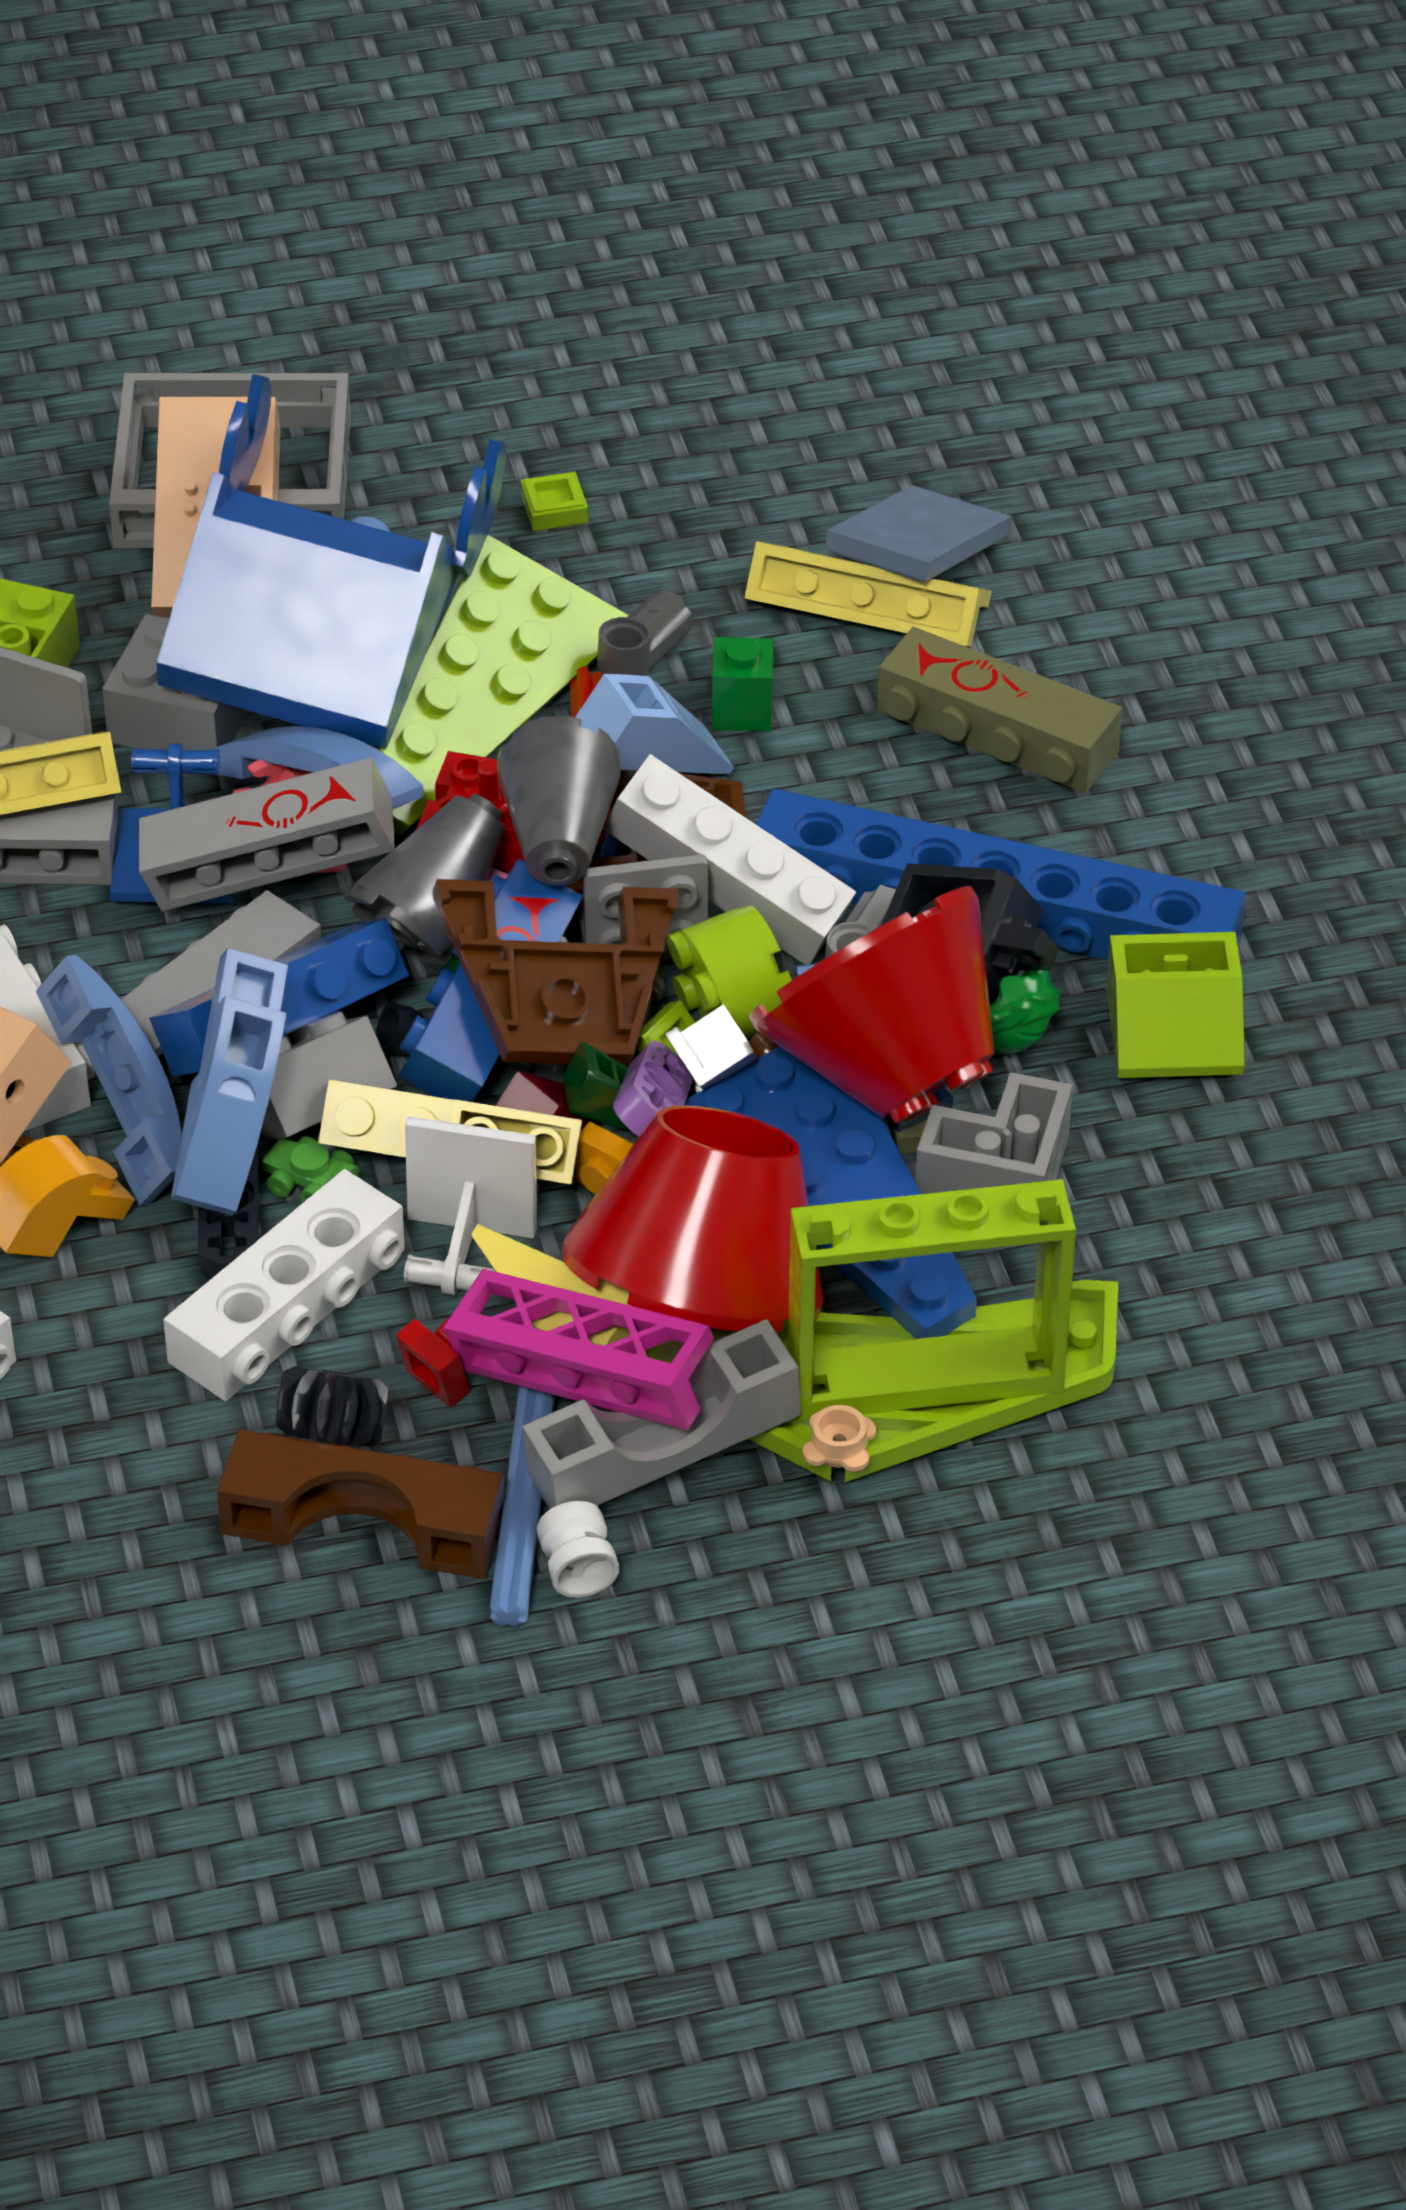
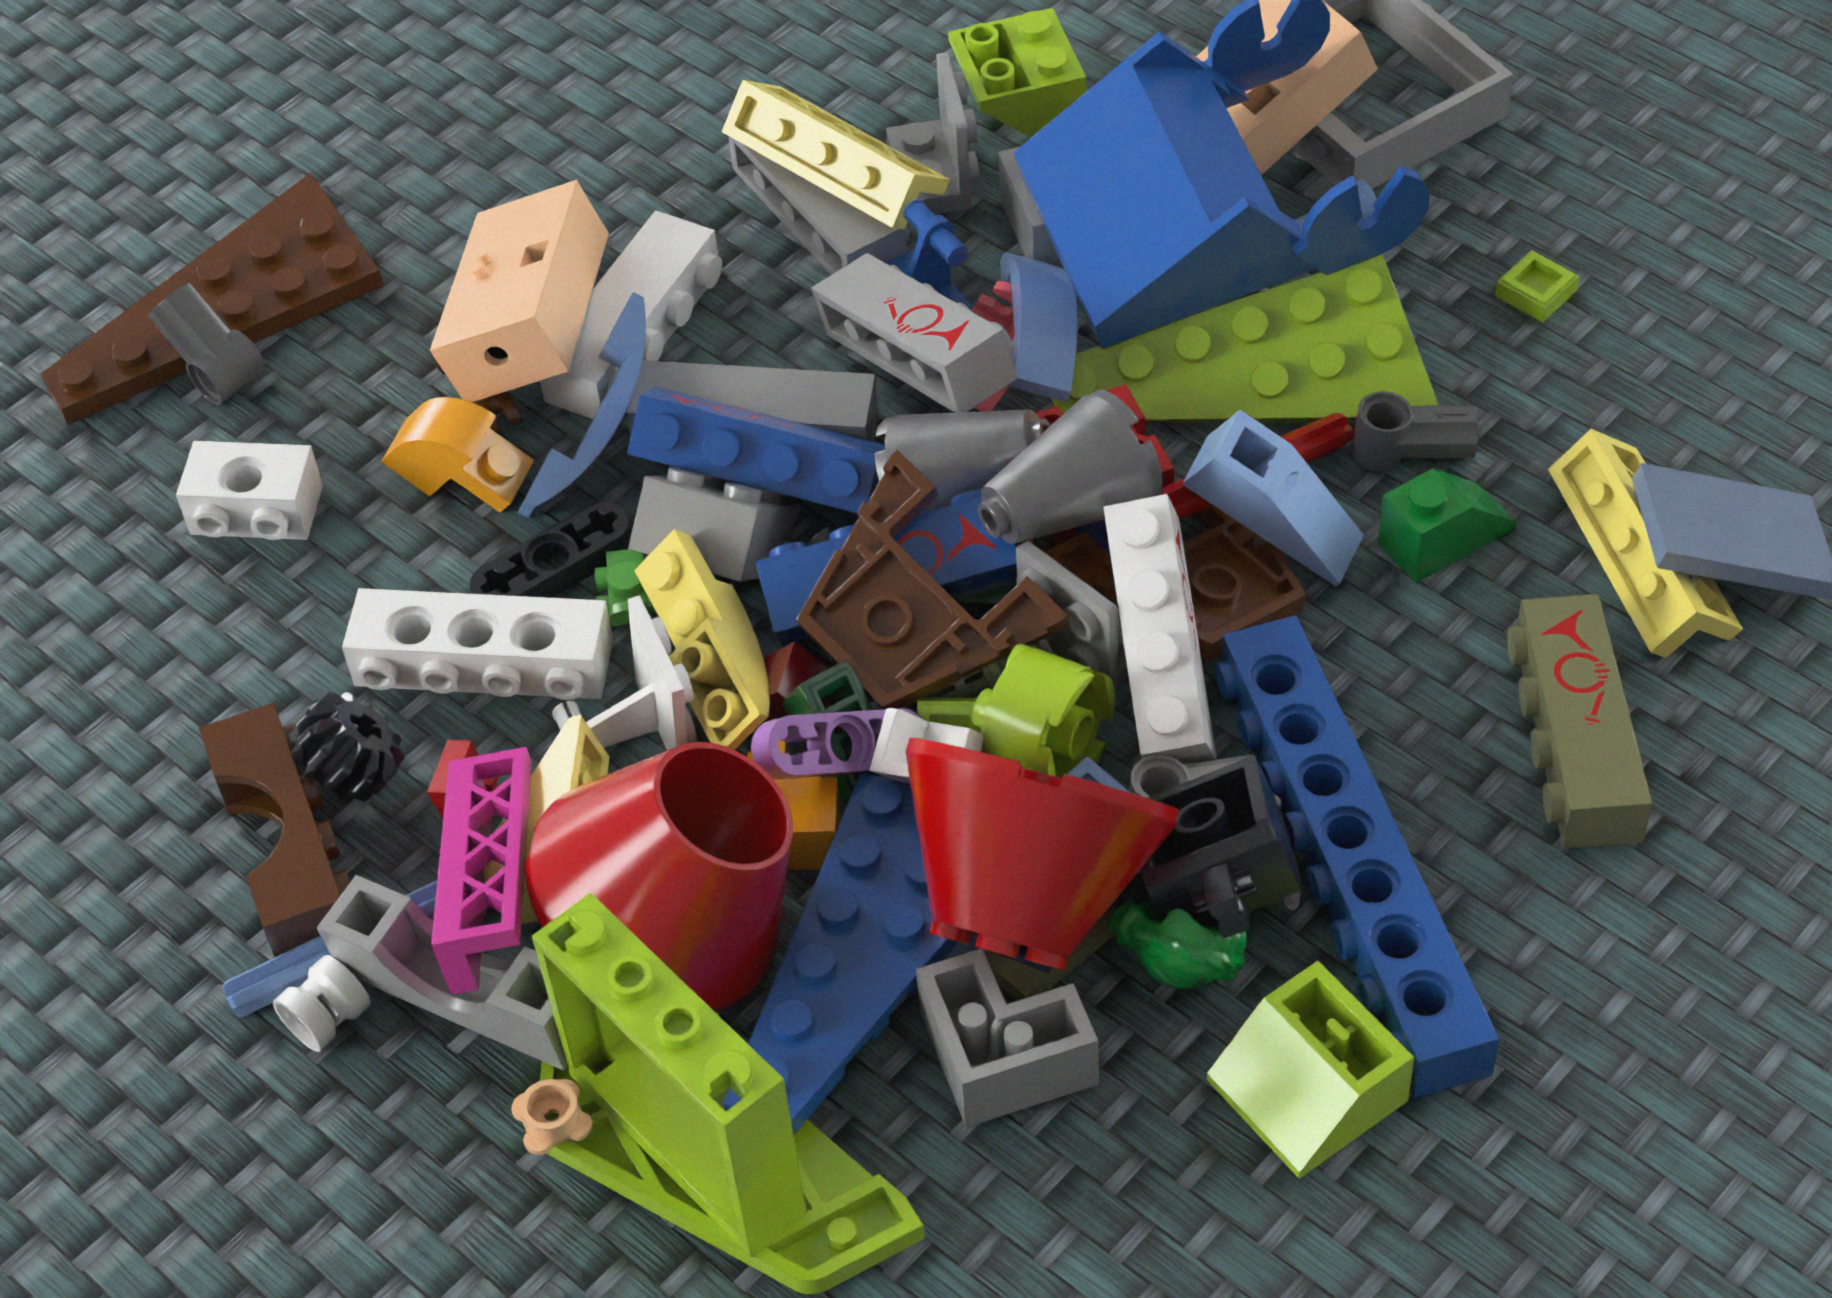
camera: 60 degrees right, 5 degrees up
(233, 1082) = (606, 465): medium blue slope -> none

